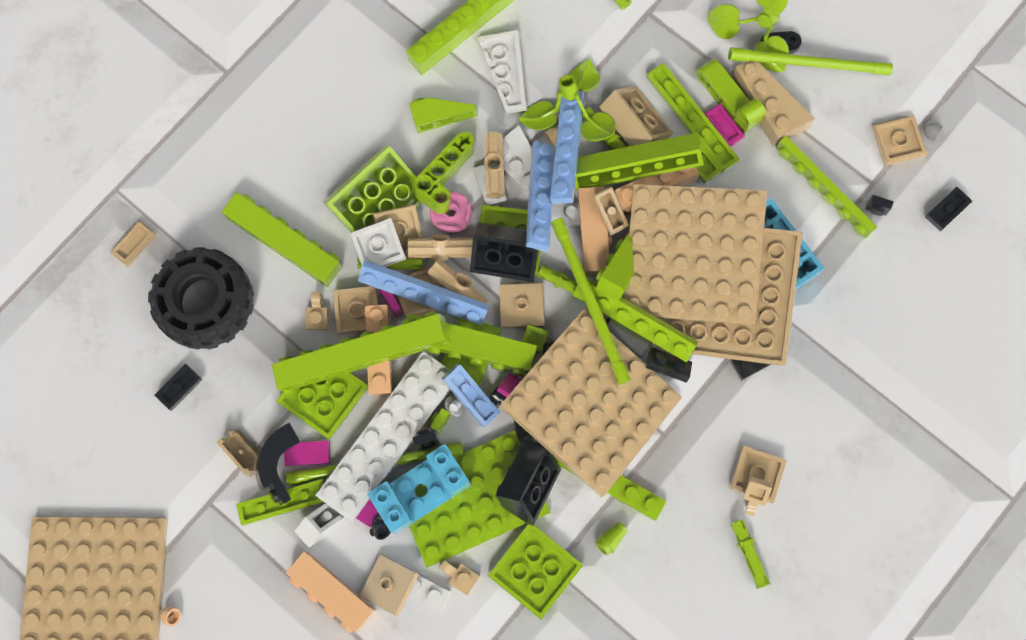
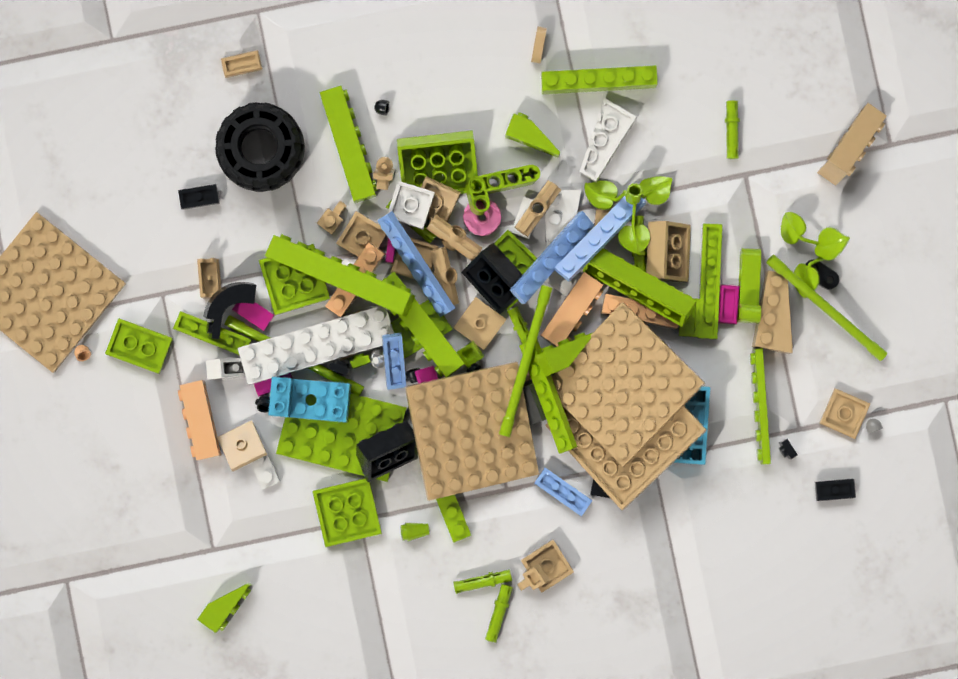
camera: 35 degrees right, 10 degrees up
(220, 567) = (139, 346): none -> lime plate
(288, 186) = (382, 107): none -> black hinge
(328, 231) = (384, 173): none -> tan hips
(386, 35) = (539, 44): none -> tan beam
(462, 578) = (294, 478): tan plate -> none
(610, 210) = (593, 306): tan slope -> none
(668, 365) = (546, 445): black plate -> none
(709, 538) = (490, 579): none -> lime pin
(716, 395) = (563, 491): none -> light blue plate

